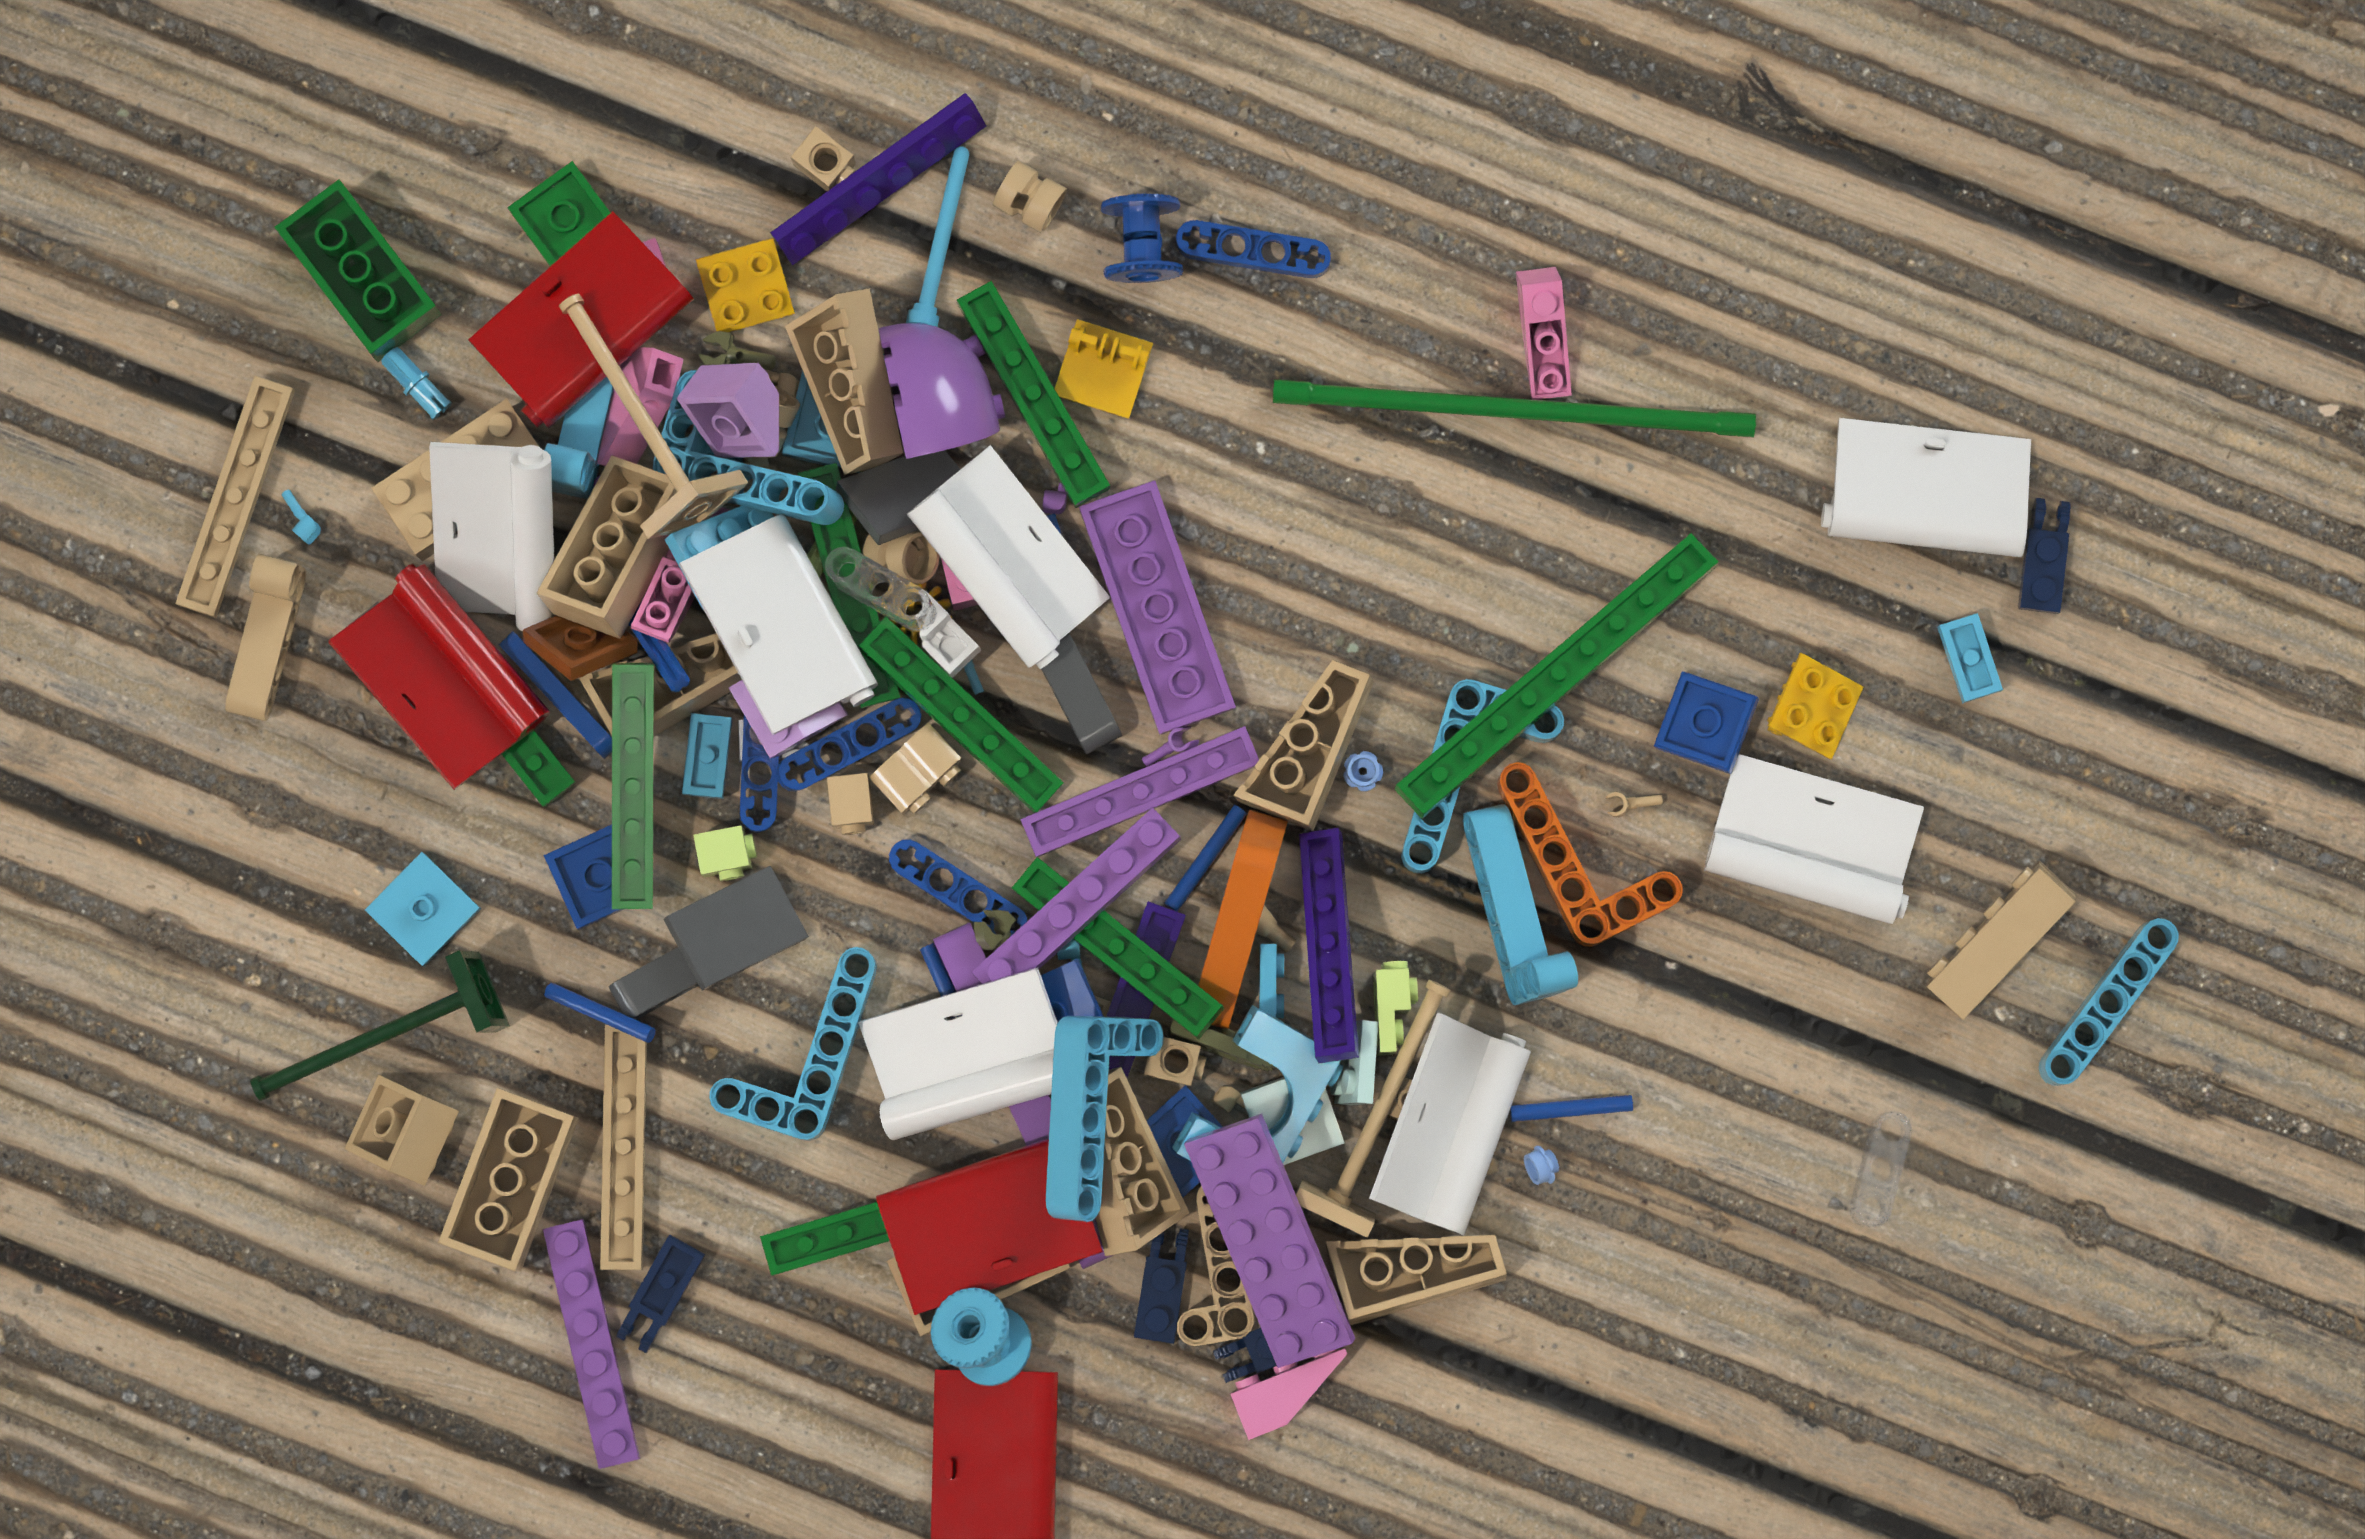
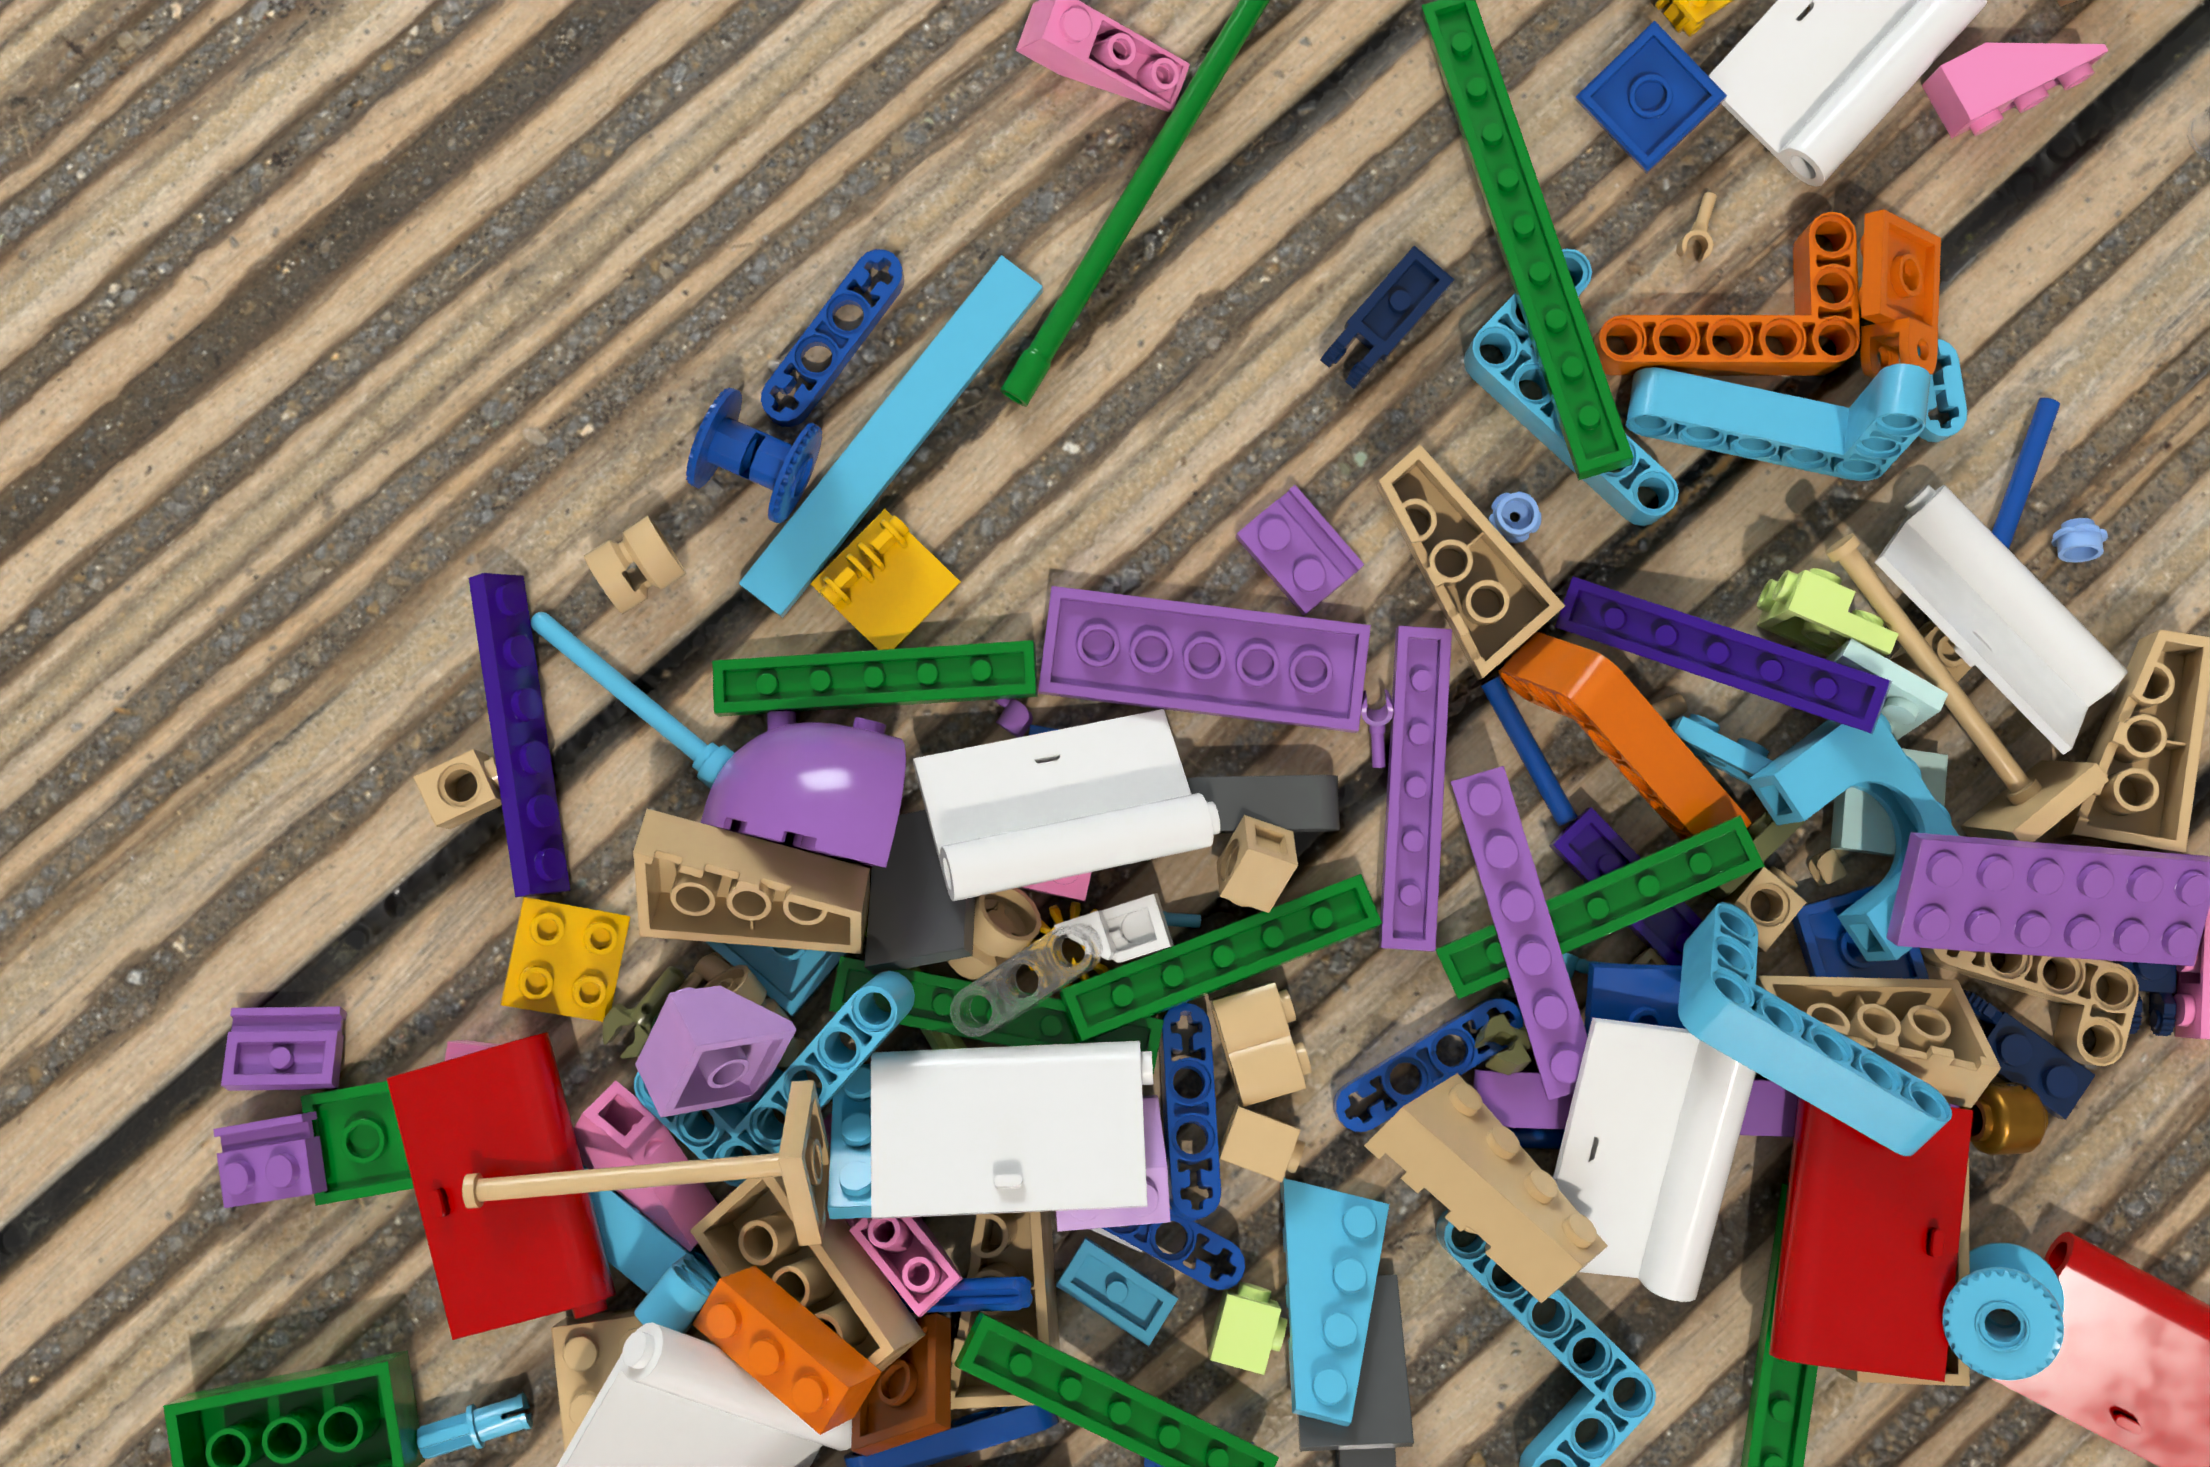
camera: 65 degrees left, 0 degrees up
(521, 162) = (270, 1160): none -> medium lavender plate
(572, 550) = (787, 1348): none -> orange brick
(597, 133) = (284, 1048): none -> medium lavender plate
(781, 891) = (1331, 1281): none -> medium azure wing
(896, 957) = (1489, 1186): none -> tan wedge
(1033, 706) = (1256, 864): none -> tan brick
(1112, 1292) = (2008, 1119): none -> pearl gold head
(1206, 323) = (891, 436): none -> medium azure tile
(1265, 636) = (1299, 550): none -> medium lavender plate
(1461, 617) = (1390, 312): none -> dark blue hinge
(1605, 1026) = (1947, 394): none -> medium azure beam
(1636, 966) = (1898, 293): none -> orange plate
(1841, 956) = (2001, 76): none -> bright pink slope

